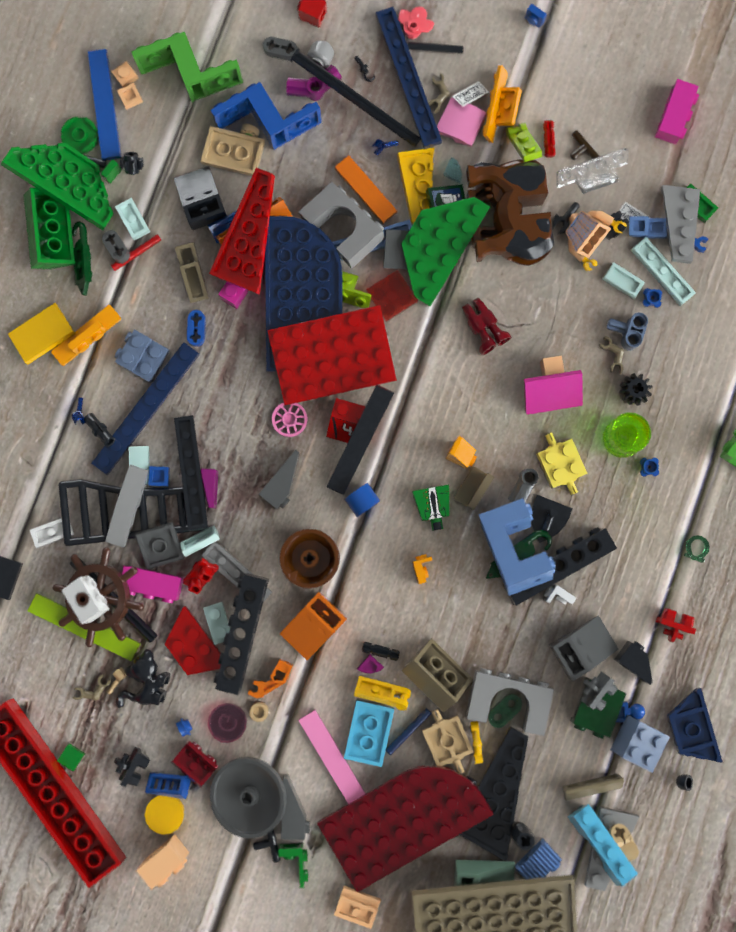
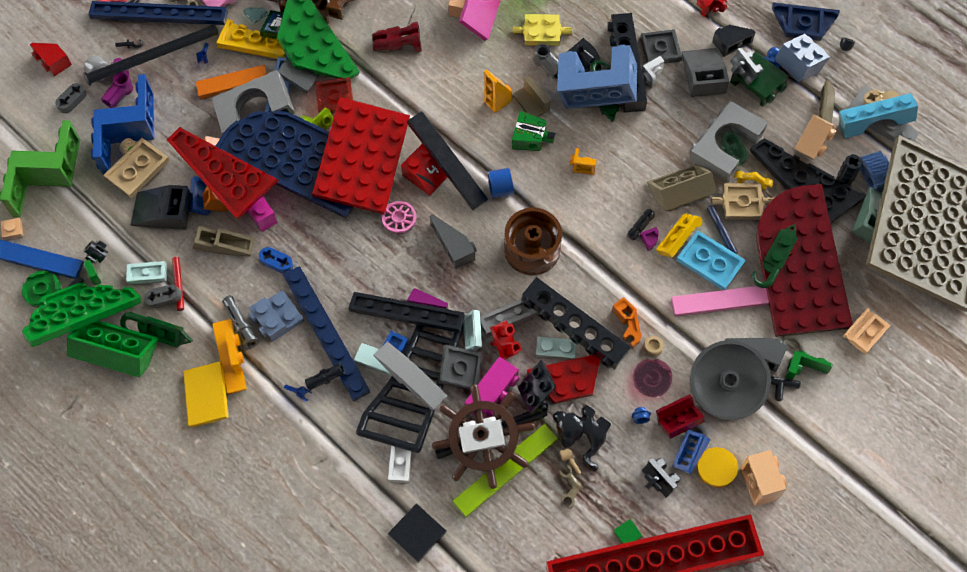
camera: 65 degrees left, 20 degrees down
(115, 334) = (243, 328): none -> dark grey pin
(130, 96) = (34, 230): light nougat plate -> none
(162, 625) = (537, 388): none -> black hinge
(313, 625) = (594, 264): orange slope -> none
(393, 798) = (777, 256): none -> dark green plate
(543, 791) = (815, 137): none -> light nougat brick
(595, 592) = (661, 44): none -> dark grey tile

